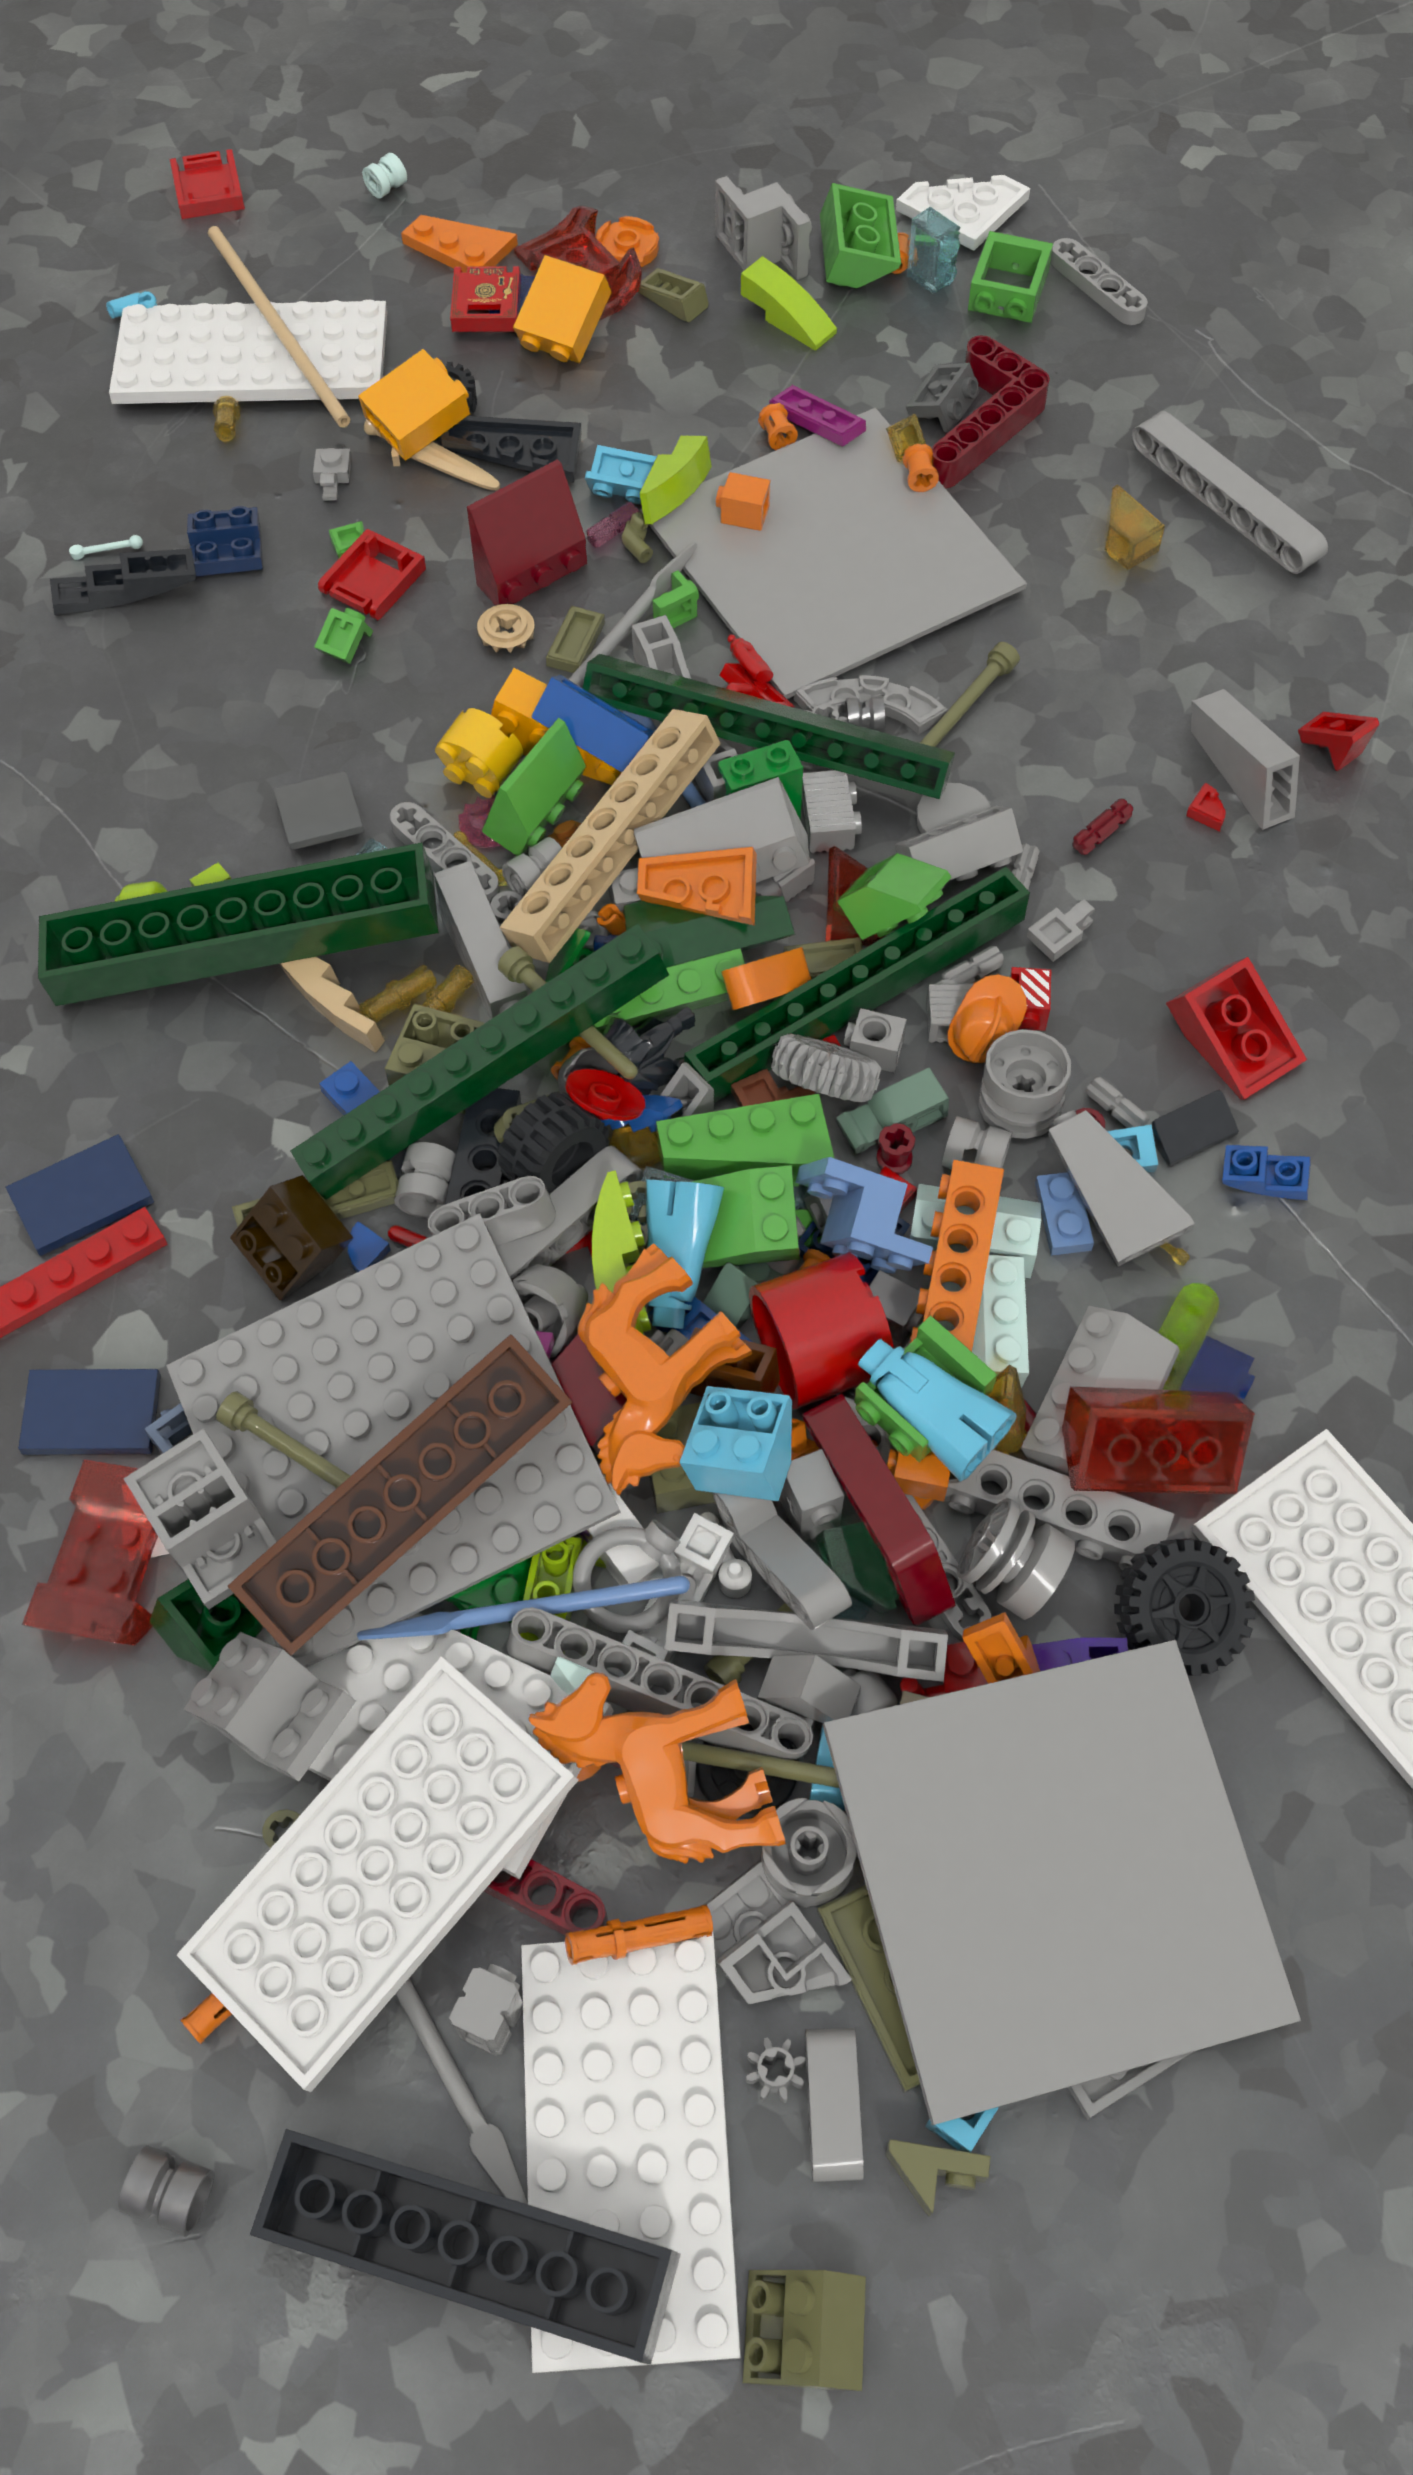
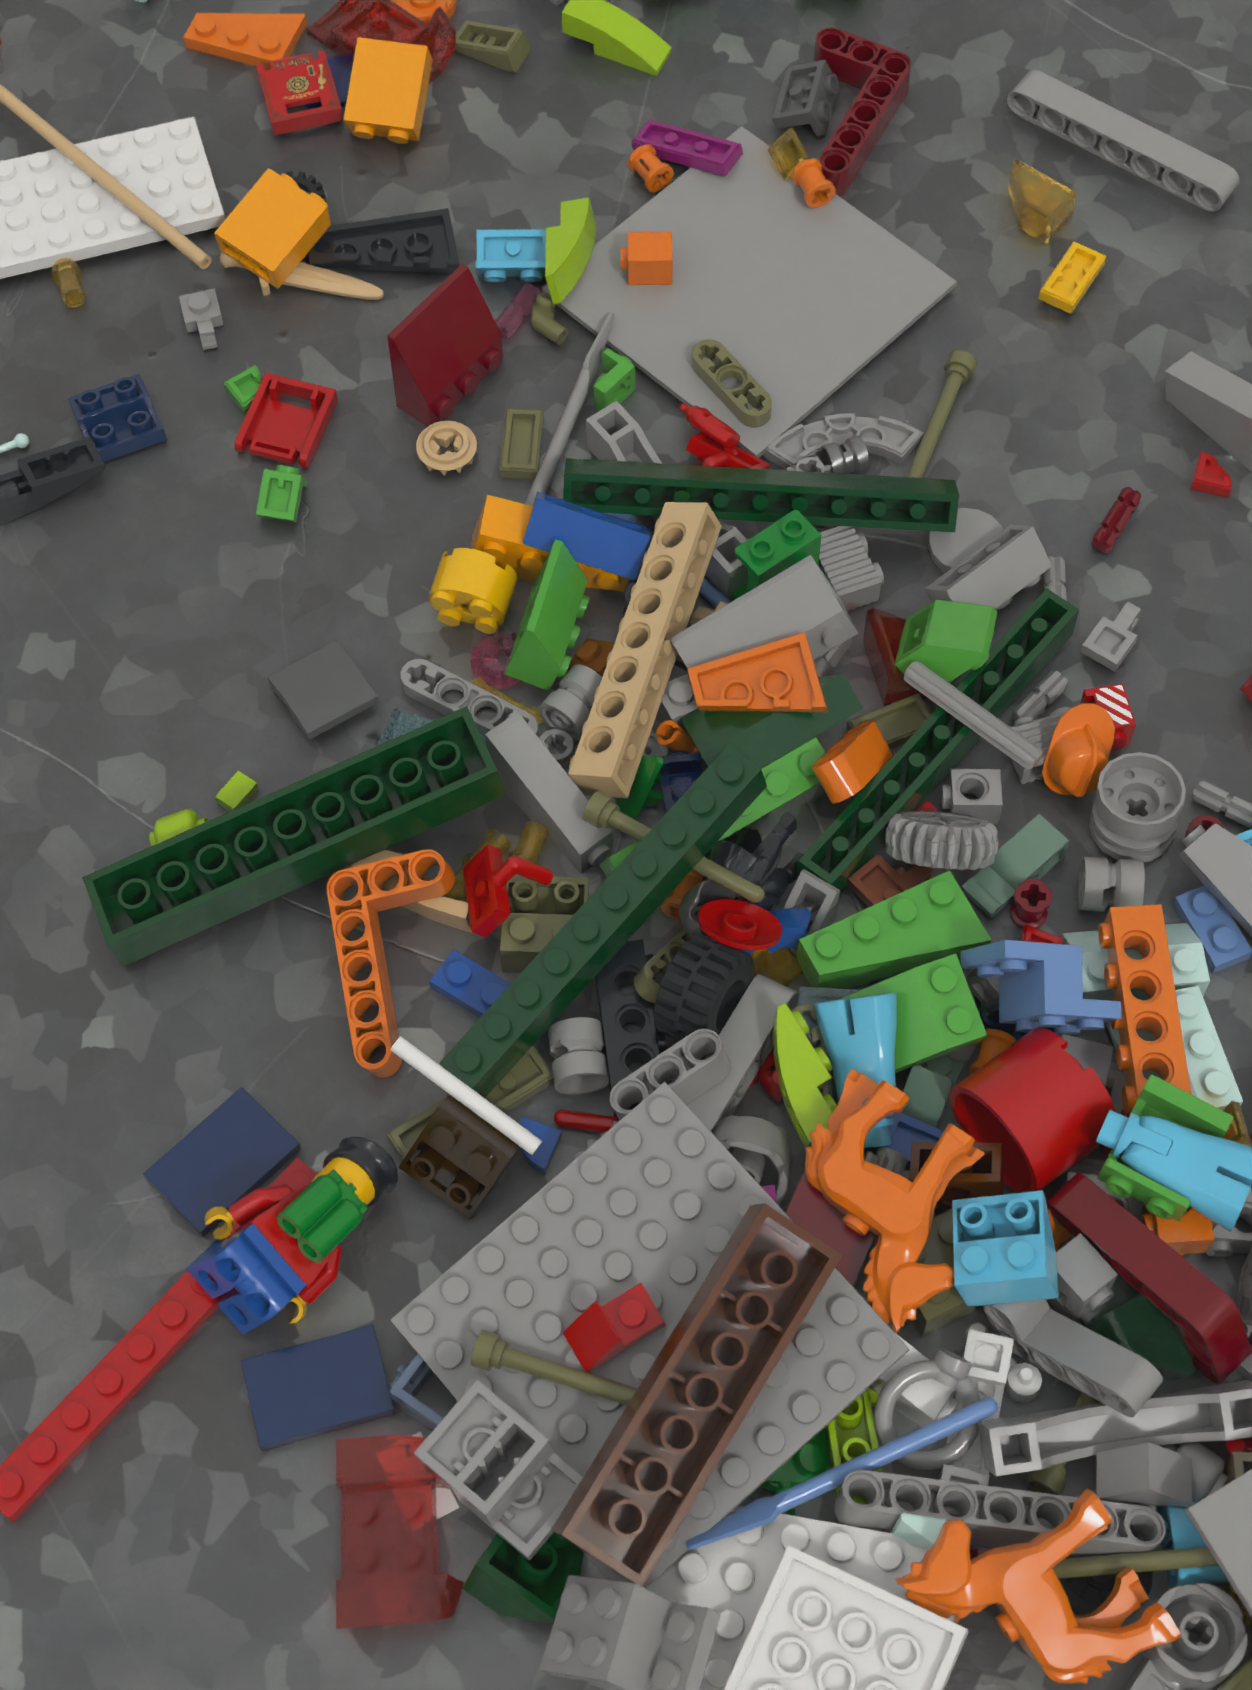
camera: 15 degrees left, 0 degrees up
(106, 1269) = (291, 1236): none -> piece
(271, 1039) = (369, 948): none -> orange beam
(302, 1185) = (466, 1095): none -> white bar
(351, 1421) = (613, 1328): none -> red slope
(392, 1008) = (487, 889): none -> red plate
(778, 639) = (735, 398): none -> olive beam
(892, 962) = (973, 715): none -> light grey axle
(1137, 602) = (1072, 277): none -> yellow plate

